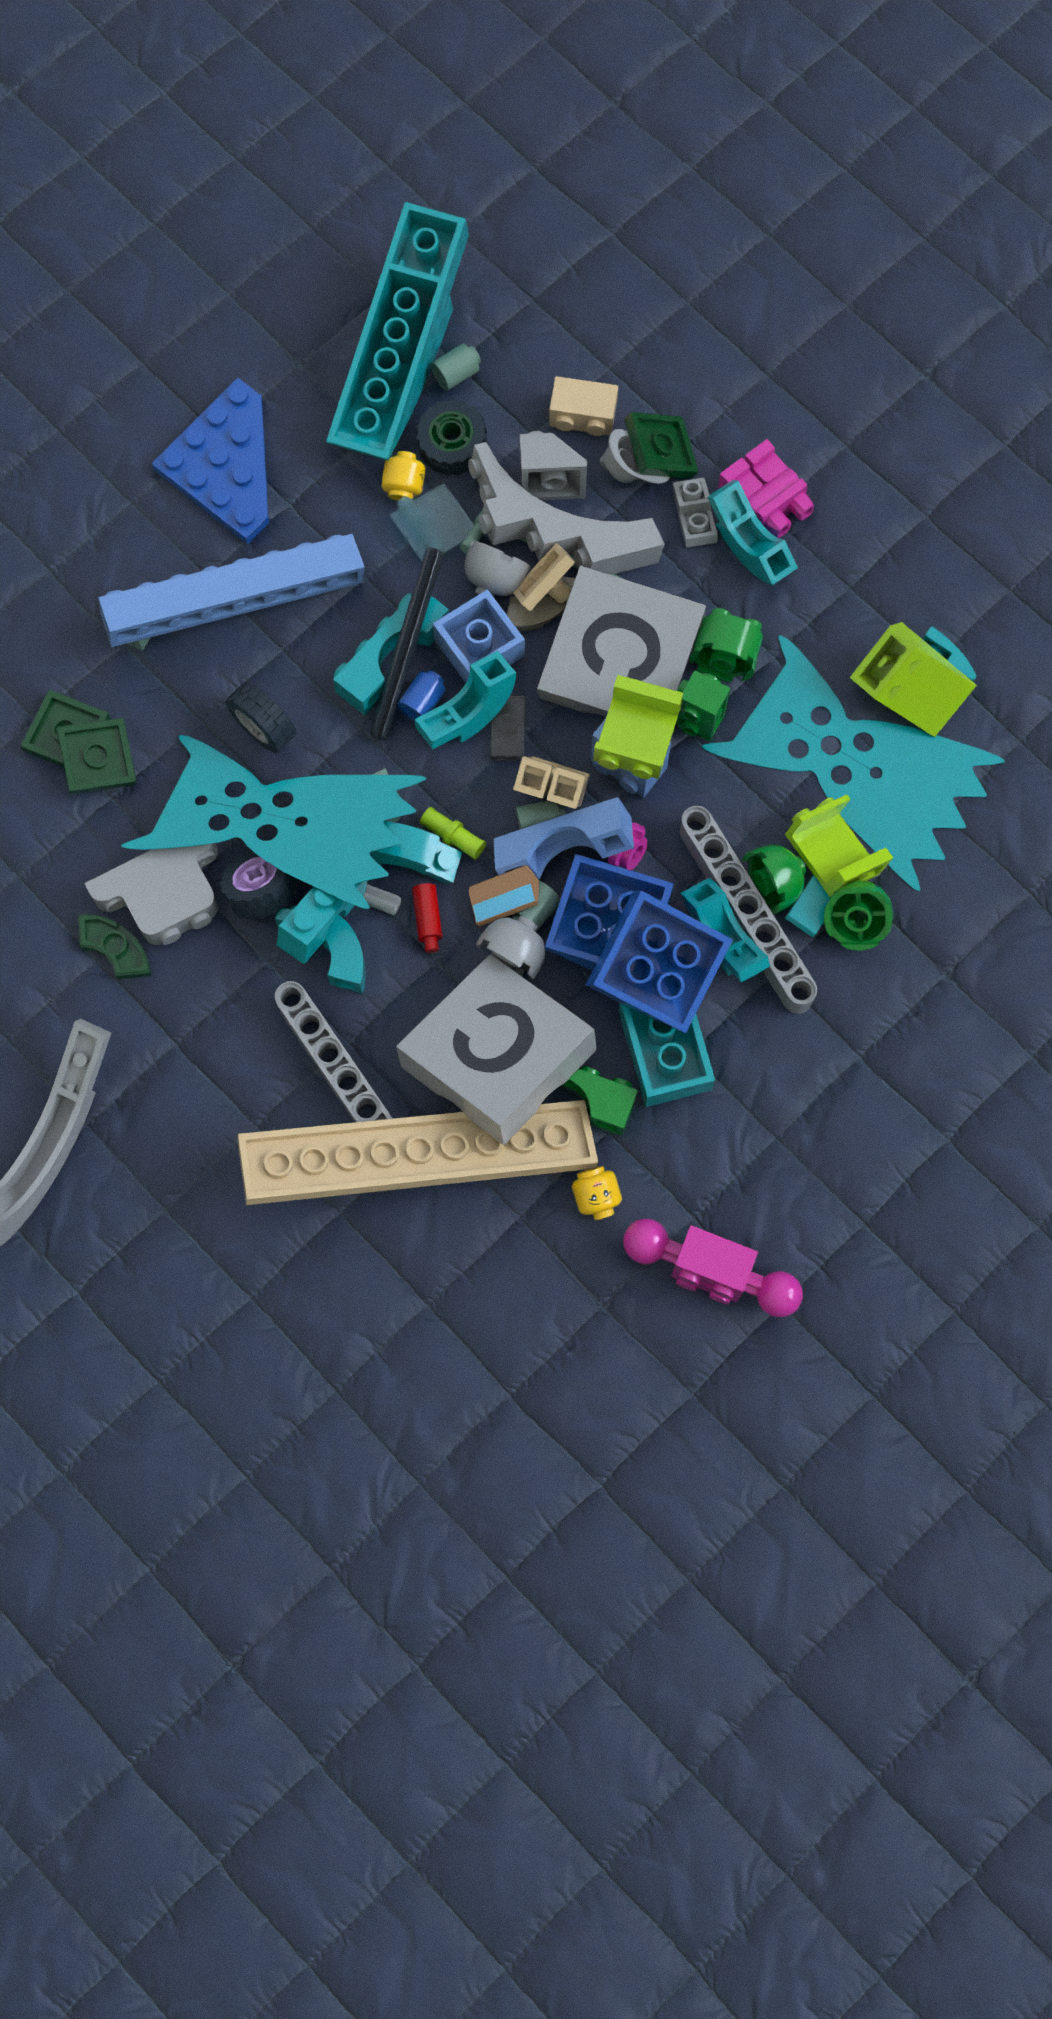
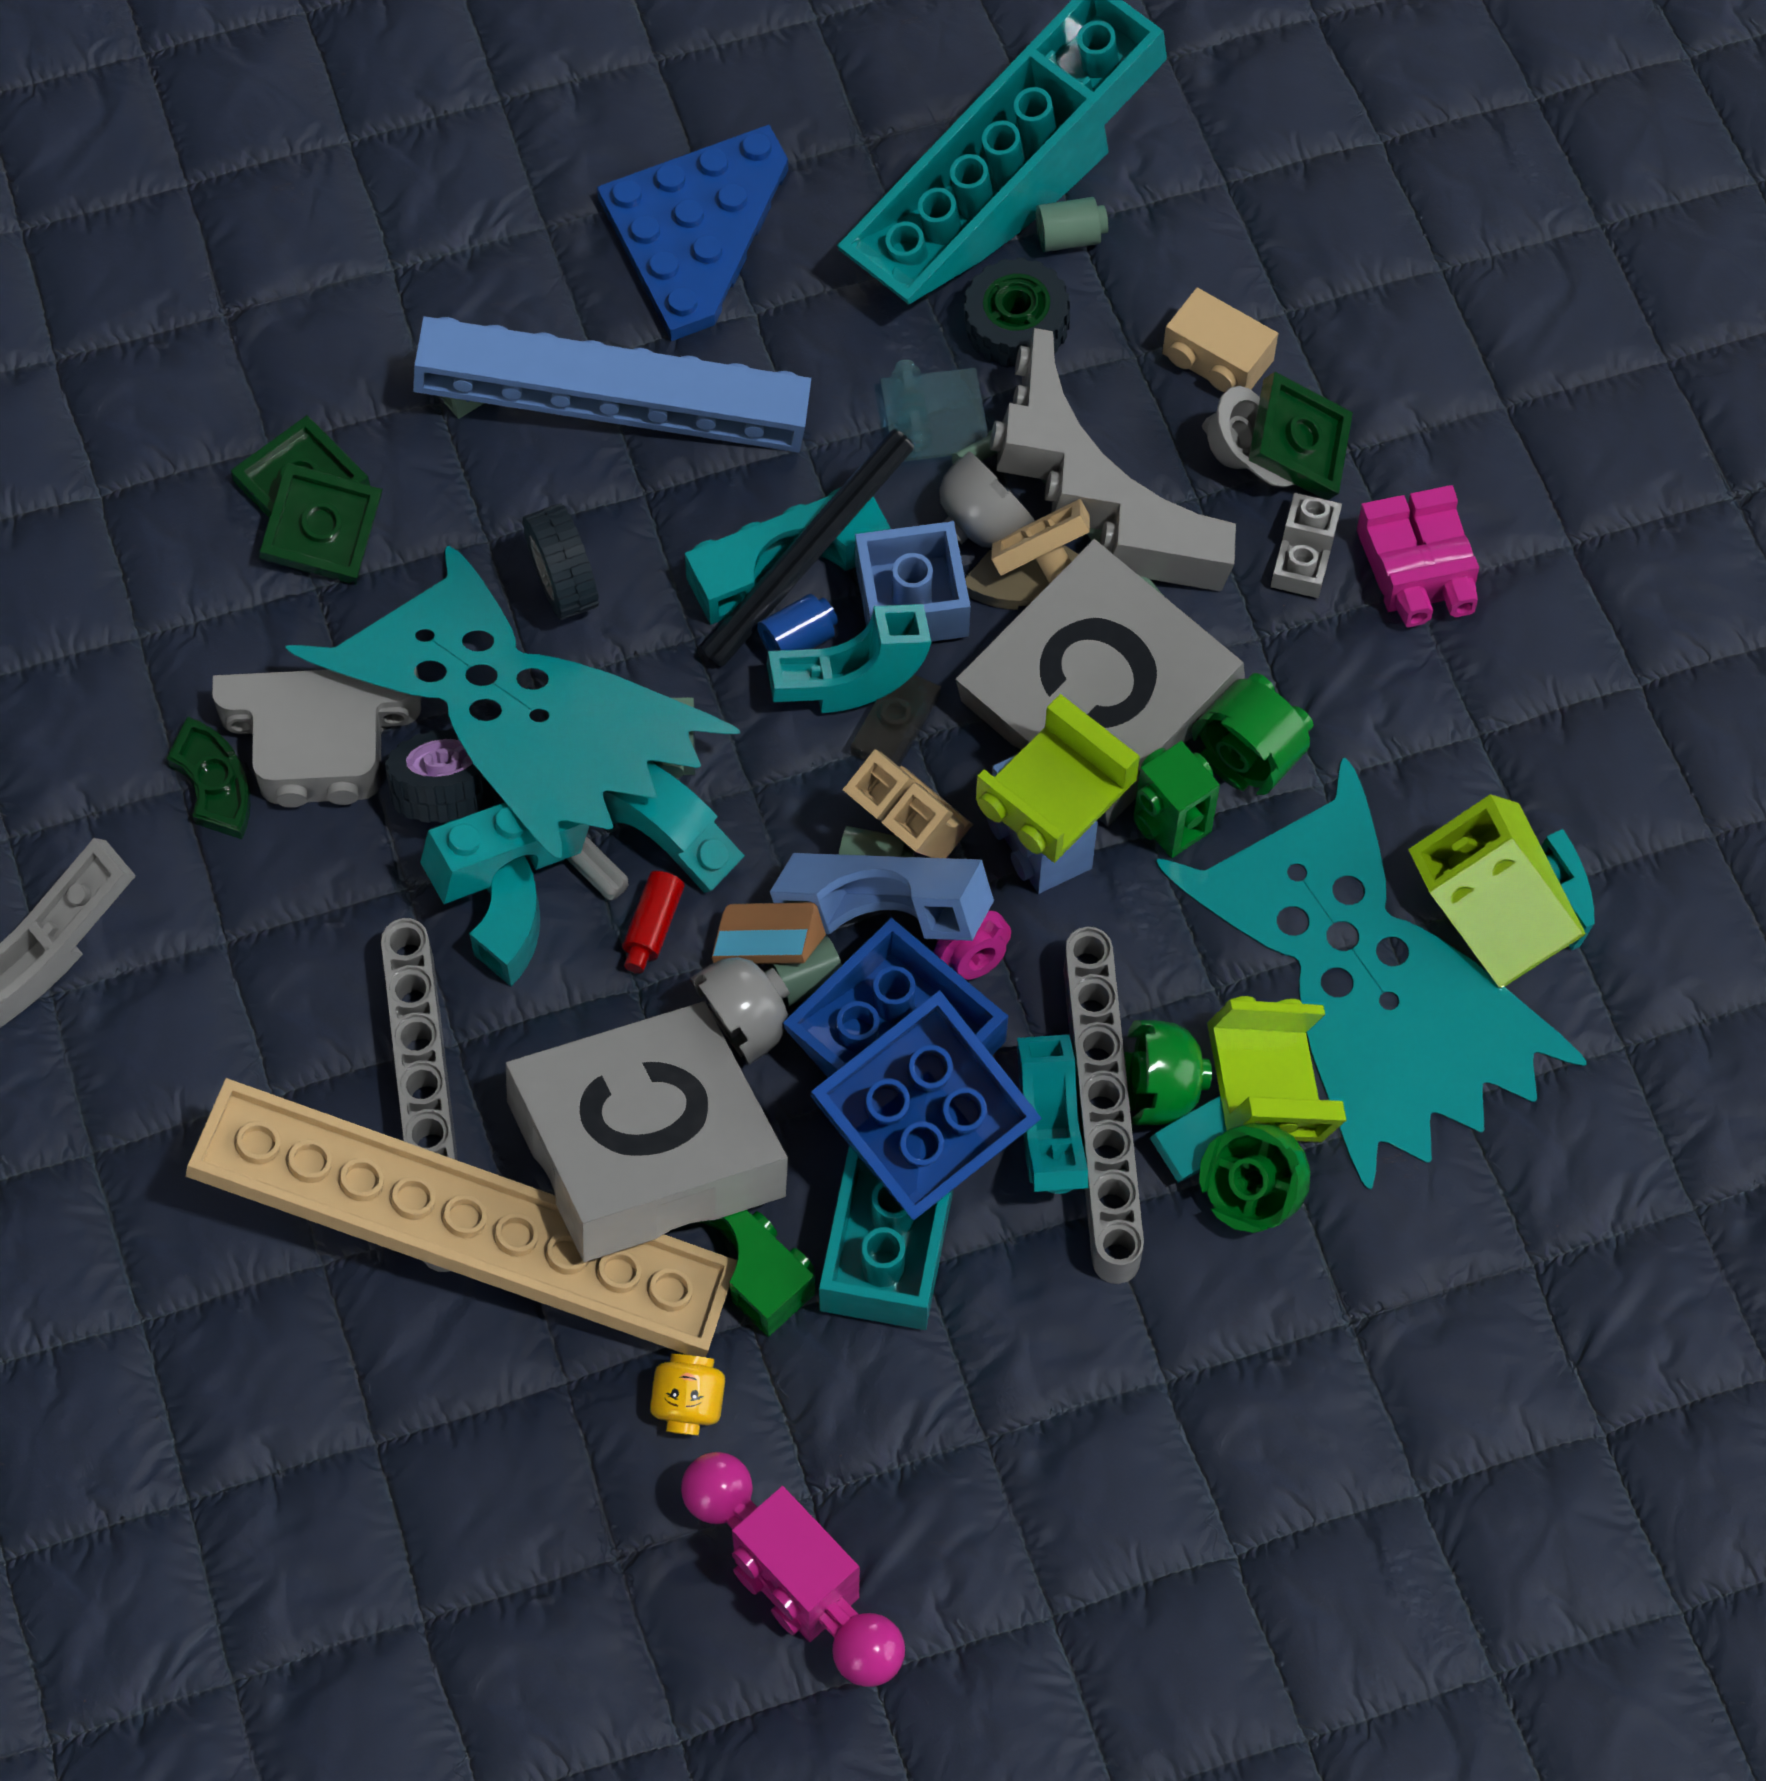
camera: 25 degrees right, 10 degrees down
(403, 476) = (923, 334): yellow head -> none
(452, 833) = (745, 825): lime pin -> none
(551, 468) = (1124, 402): light grey slope -> none
(746, 536) = (1361, 602): teal arch -> none

